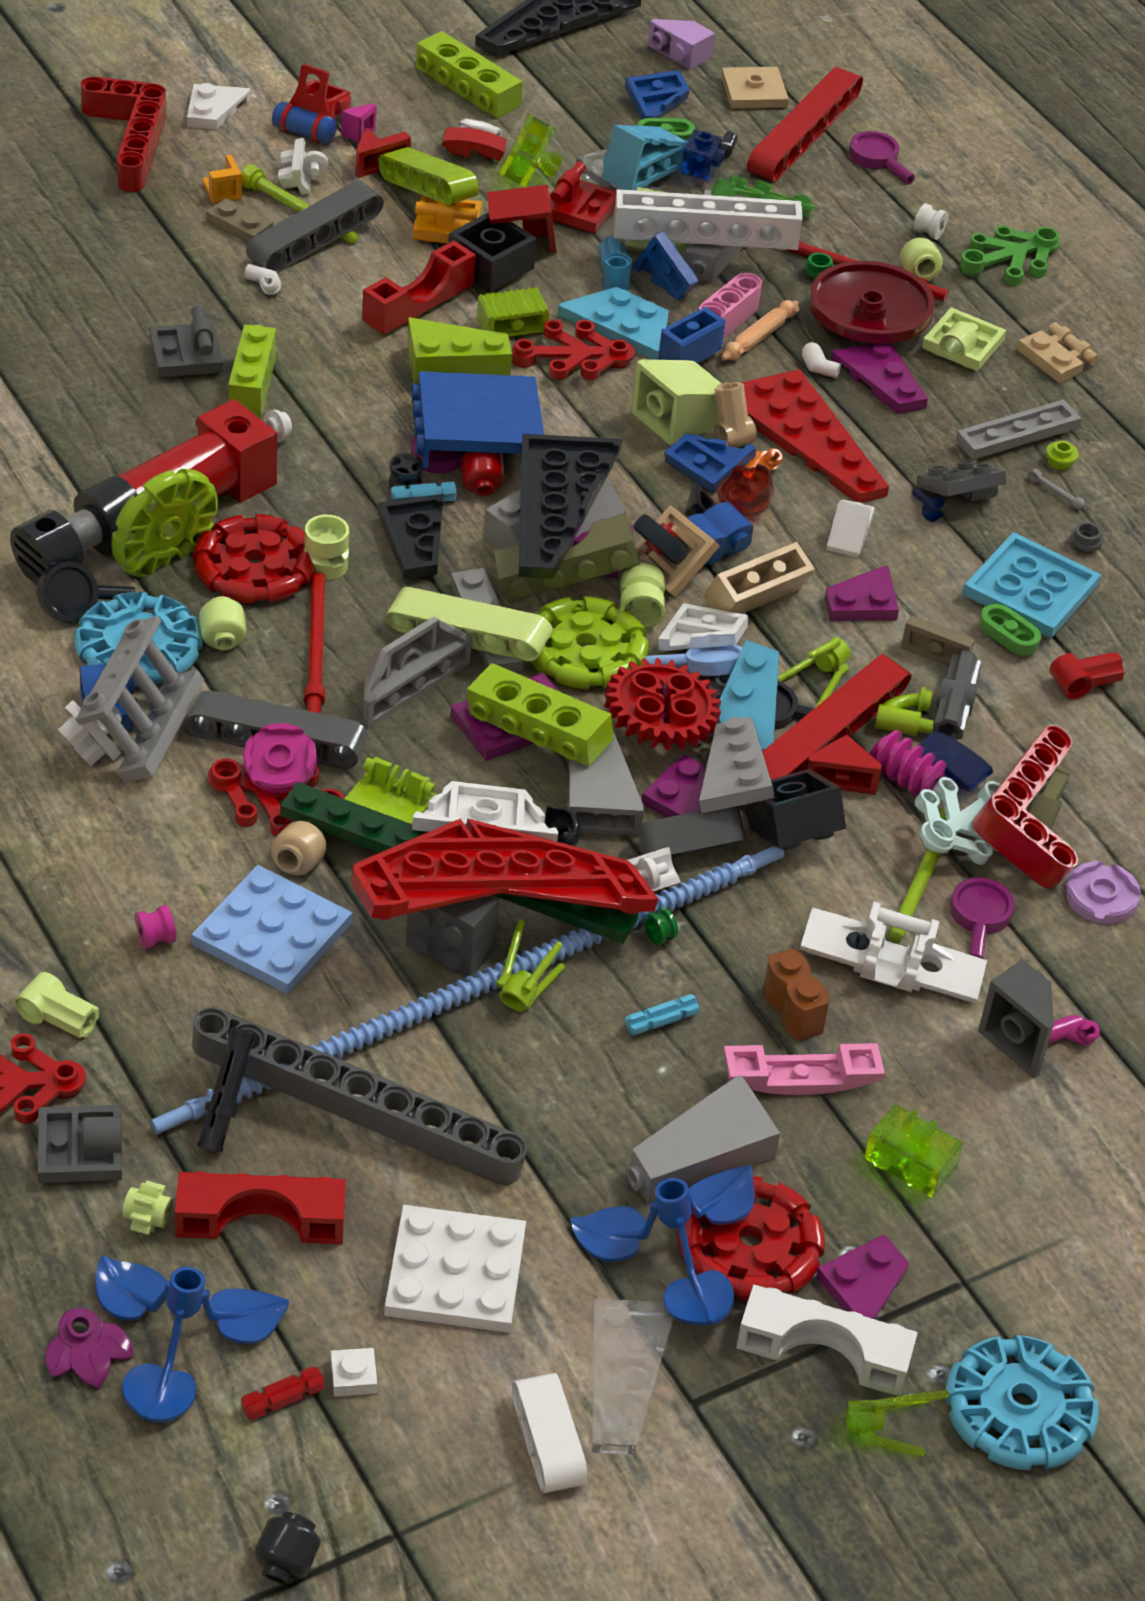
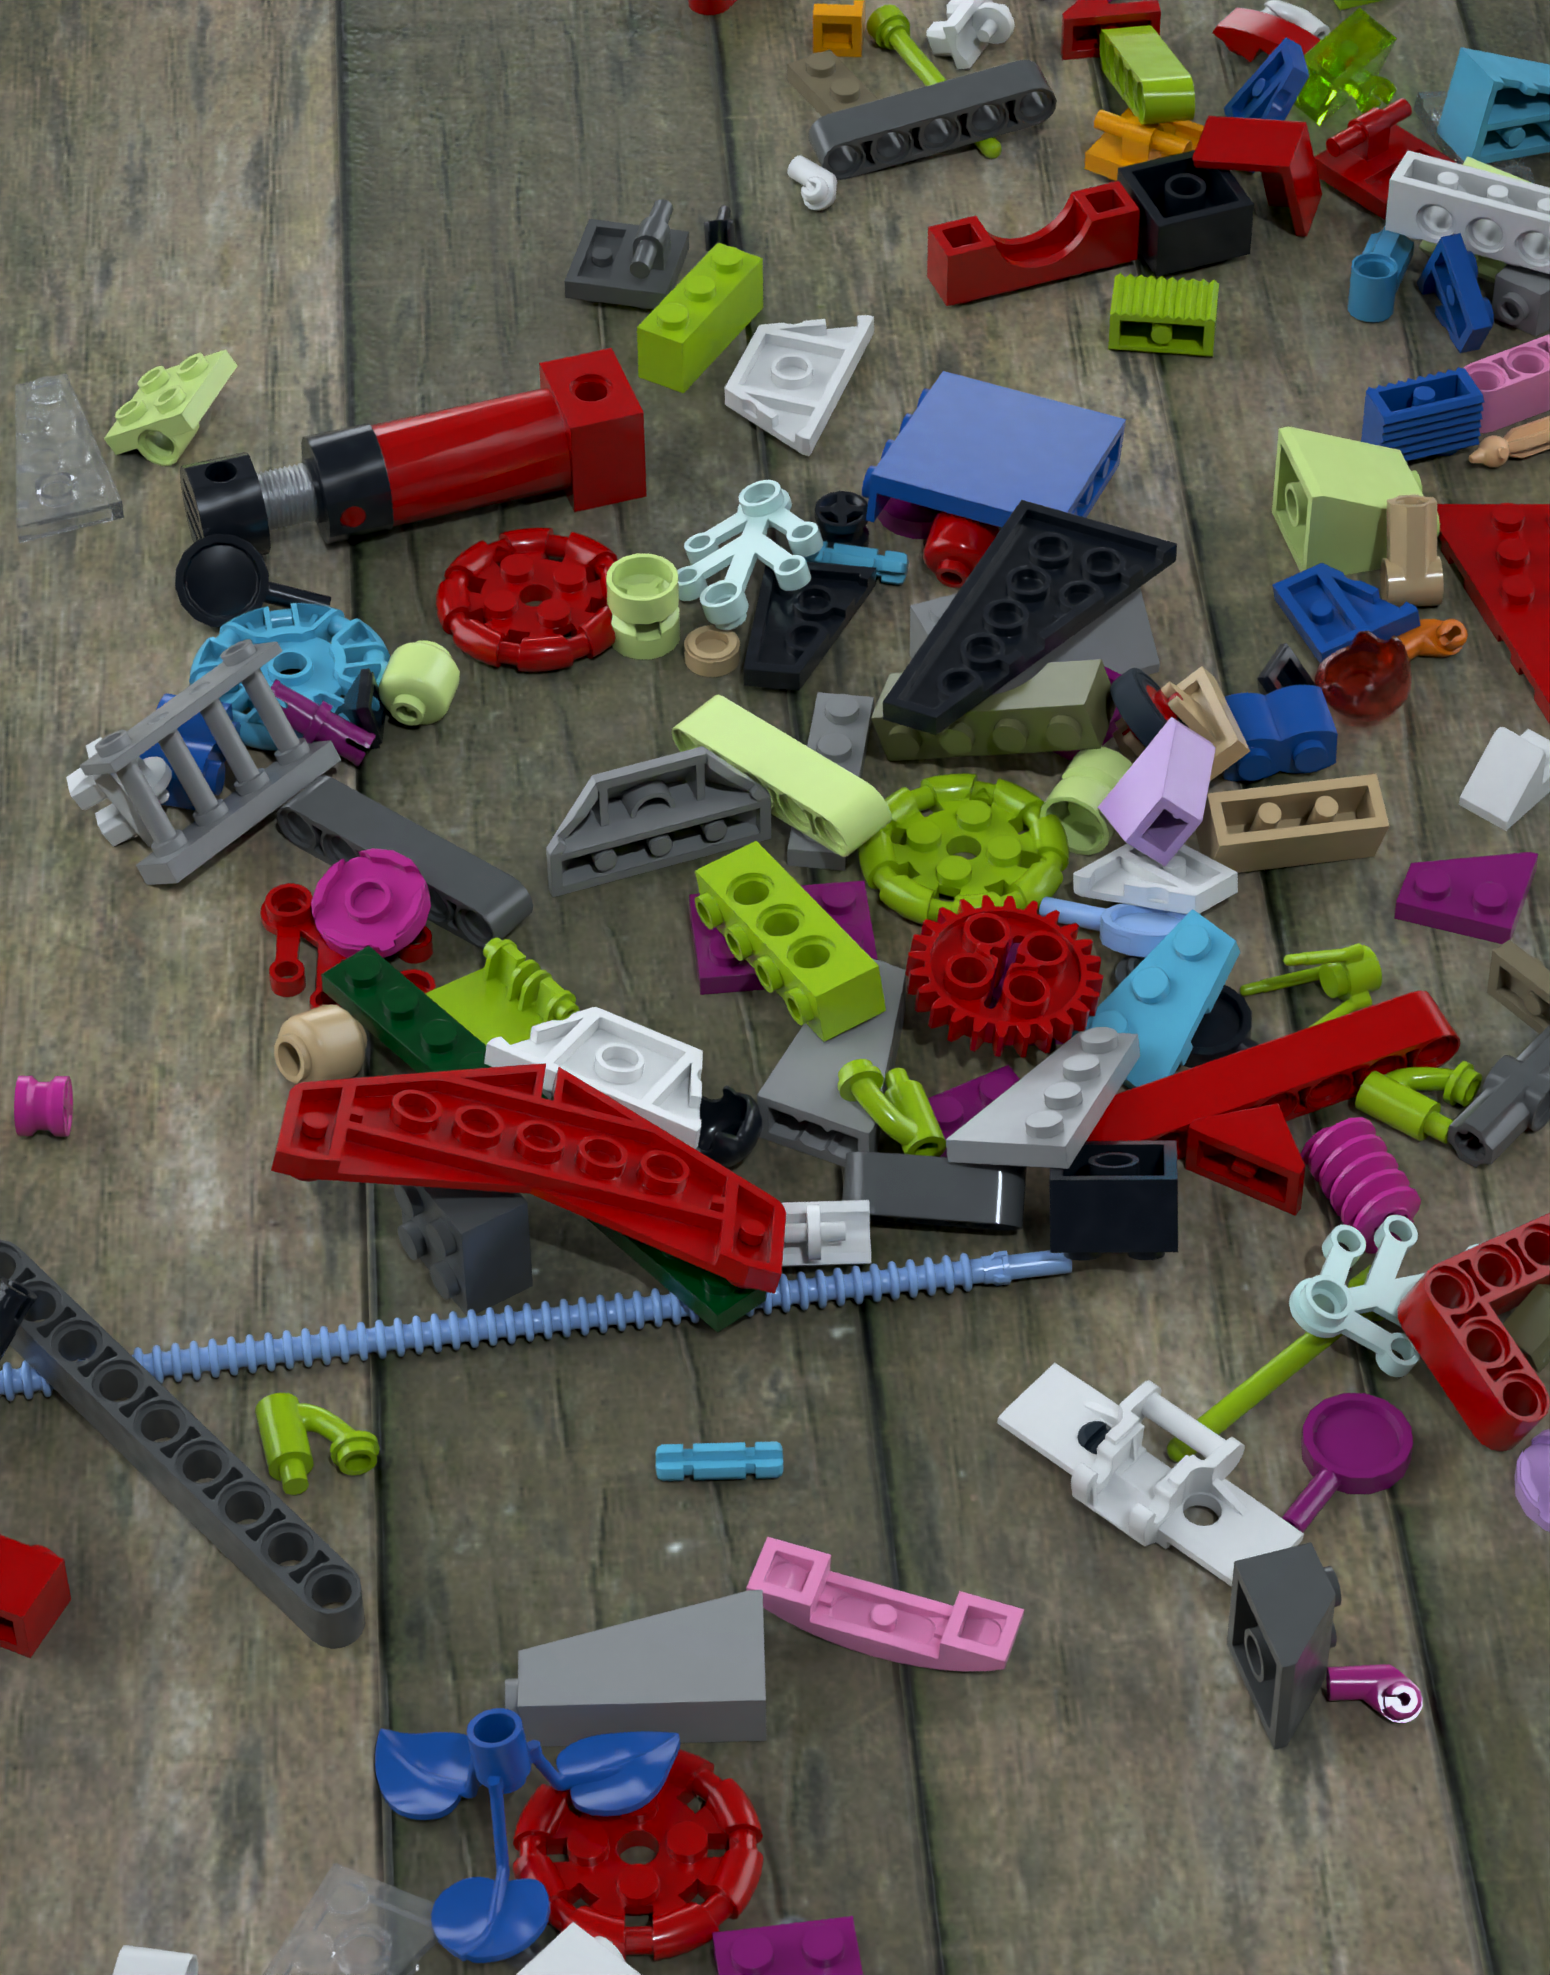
camera: 30 degrees right, 0 degrees up
(162, 516) = (404, 486): lime plate -> none
(185, 662) = (321, 724): none -> magenta pin
(197, 646) = (358, 706): none -> black slope
(228, 319) = (720, 230): none -> black hand
(272, 929) = (206, 1158): light blue plate -> none
(280, 423) = (689, 408): white plate -> none
(315, 692) = (499, 819): red bar -> none
(326, 395) = (796, 377): none -> white wing
(358, 474) = (760, 508): none -> light aqua plant
(373, 564) = (712, 651): none -> tan tile
(415, 1074) = (286, 1446): none -> lime plant
(455, 1268) = (165, 1749): white plate -> none
(456, 349) = (1033, 352): lime wedge -> none
(500, 170) = (1272, 86): none -> blue wing
(521, 988) = (516, 1354): lime plant -> none
(610, 353) = (1152, 384): red plant -> none
(620, 316) = (1336, 356): medium azure wing -> none
(648, 791) = (900, 1111): none -> lime plant
(660, 926) = (799, 1322): green bush -> none
(693, 580) = (1162, 792): none -> lavender slope
(796, 994) = (943, 1492): dark orange brick -> none
(913, 1150) = (980, 1800): clear neon green brick -> none
(962, 763) = (1452, 1200): clear blue slope -> none

